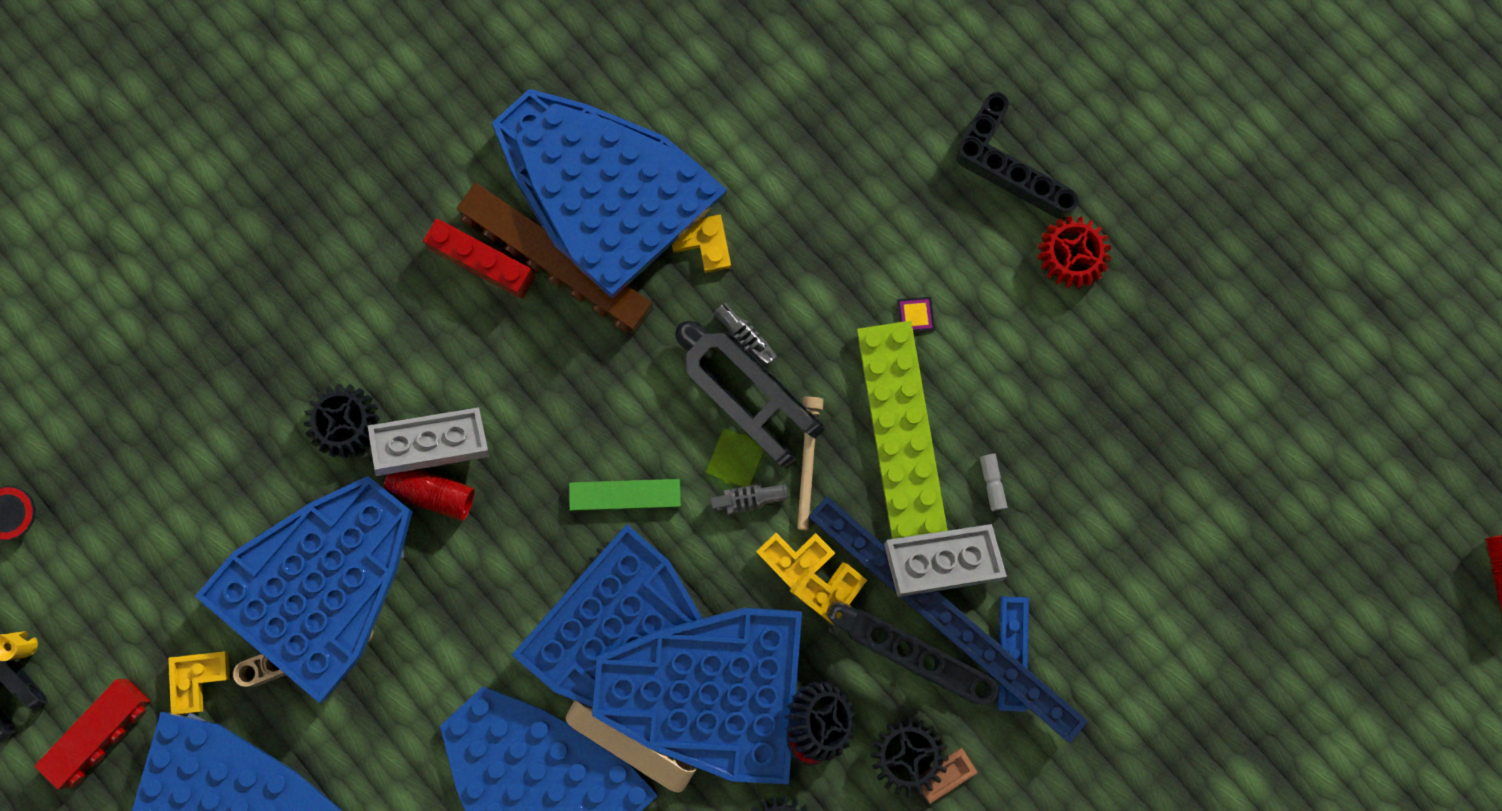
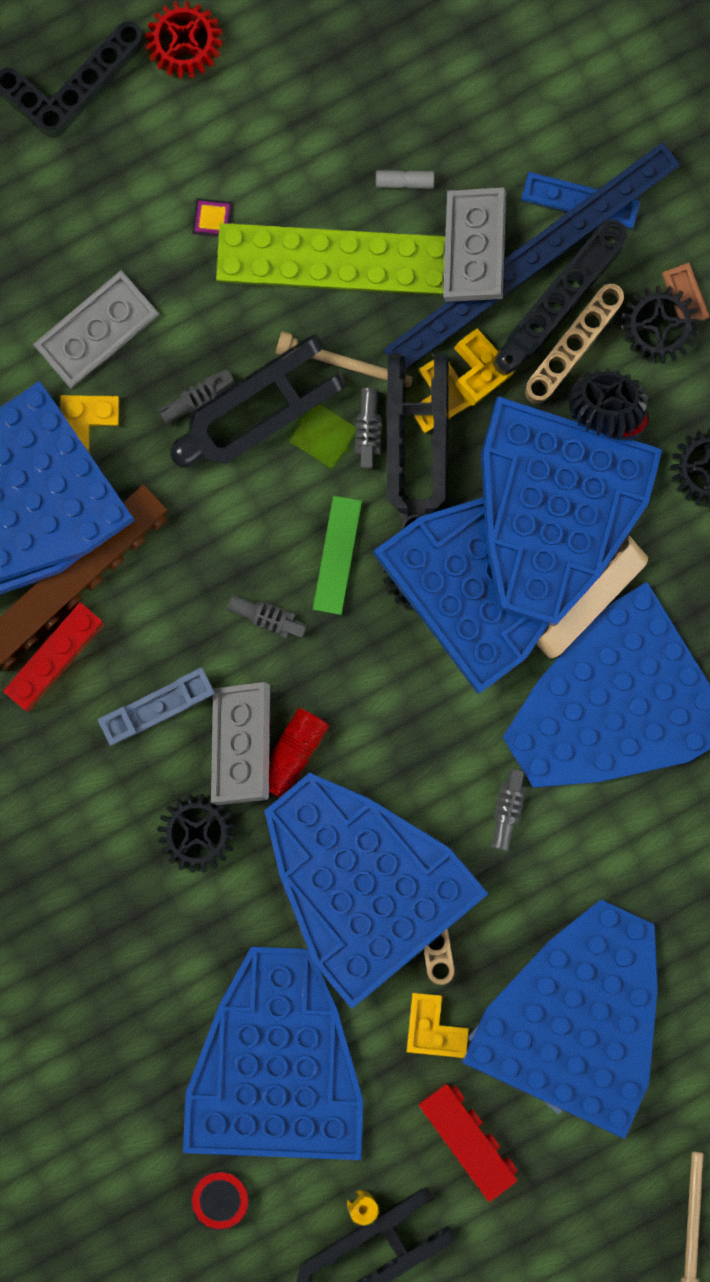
camera: 80 degrees left, 5 degrees up
(136, 539) = (275, 1067): none -> blue piece
(414, 706) = (508, 809): none -> dark grey hinge
(451, 359) = (156, 707): none -> sand blue slope
(554, 443) = (267, 616): none -> dark grey hinge
(681, 553) = (396, 414): none -> black piece
(788, 233) = (96, 329): none -> light grey tile
(885, 681) = (581, 332): none -> tan beam

